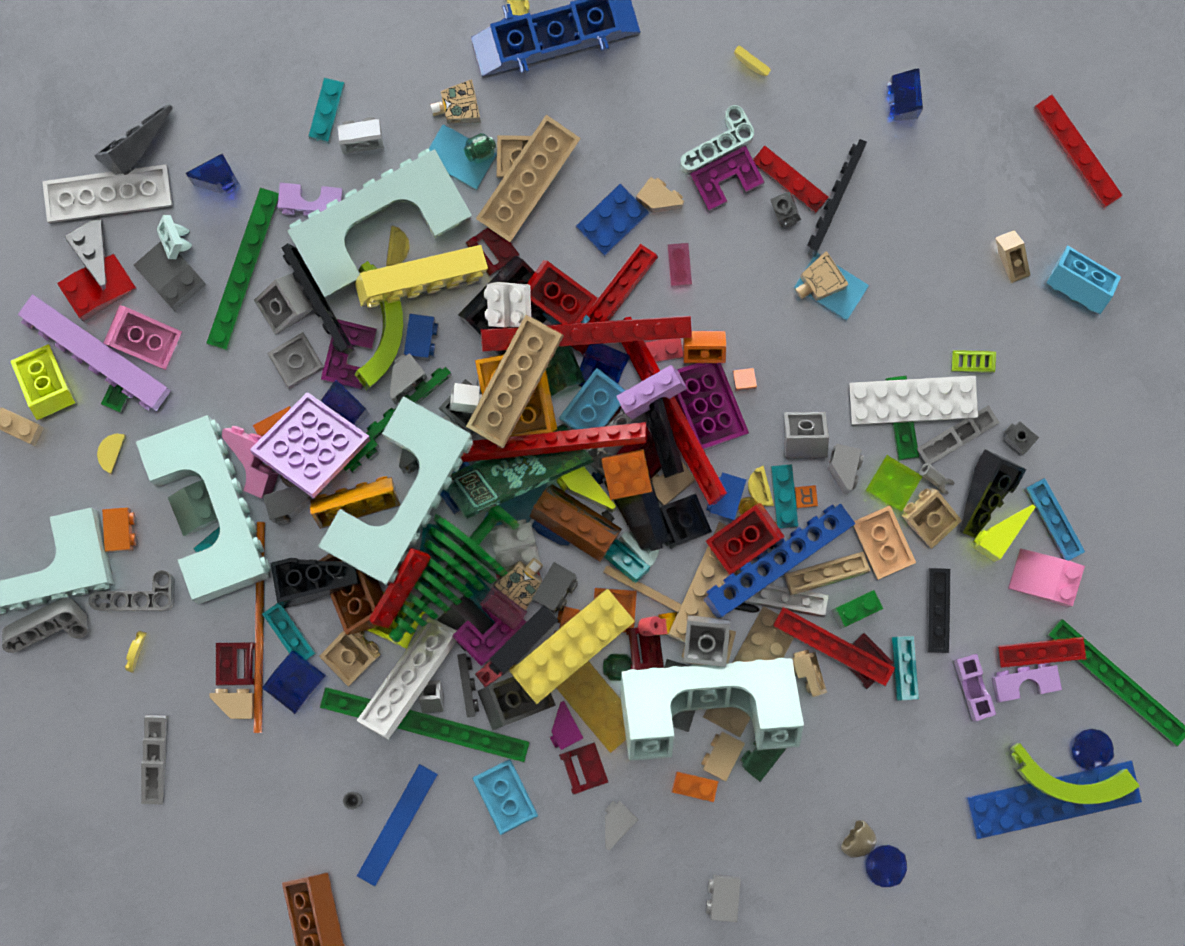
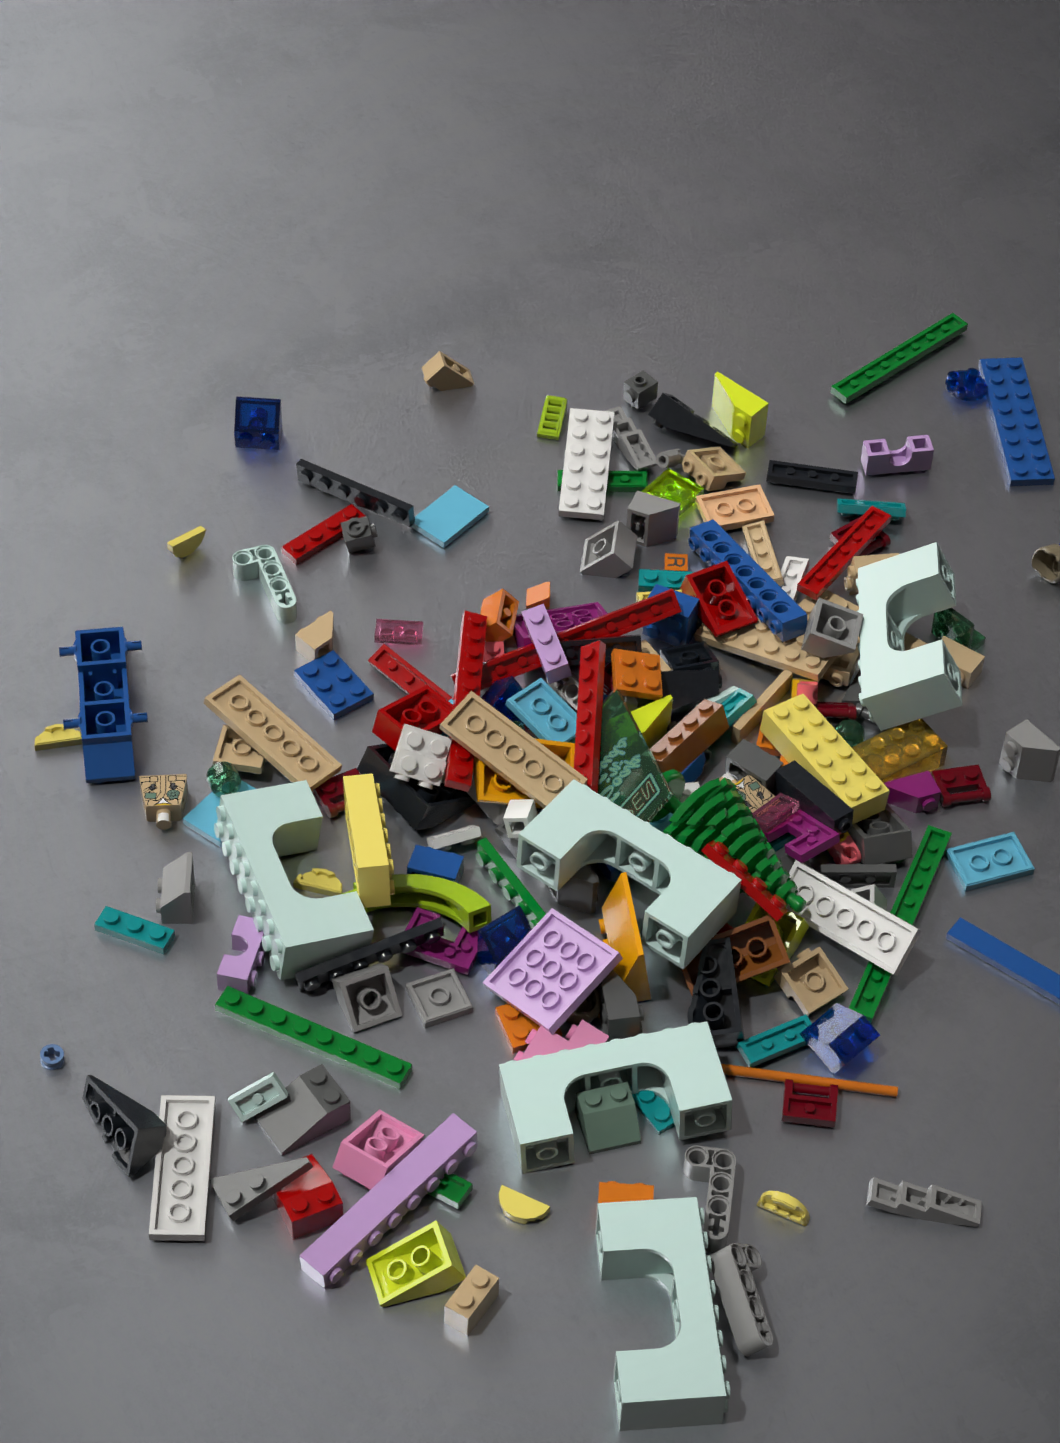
camera: 80 degrees left, 35 degrees down
(189, 71) = (45, 1060): none -> medium blue bush
(214, 175) = (191, 1036): clear blue slope -> none
(235, 705) = (862, 1105): tan slope -> none
(348, 800) = (991, 978): dark grey piece -> none
(405, 377) = (486, 877): light grey slope -> none
(456, 346) = (463, 835): none -> white plate
(694, 786) = (988, 688): orange brick -> none
(735, 163) = (298, 570): magenta plate -> none
(821, 279) = (440, 512): tan torso -> none
(857, 609) = (806, 525): green brick -> none
(1007, 685) = (892, 416): lavender arch -> none
(1042, 652) = (864, 402): red plate -> none
(1046, 577) = (789, 390): bright pink slope -> none
(1055, 520) = (744, 376): dark azure plate -> none
(1078, 151) = (347, 319): red plate -> none
(1083, 280) = (485, 328): medium azure slope -> none
(1104, 791) = (993, 418): lime arch -> none

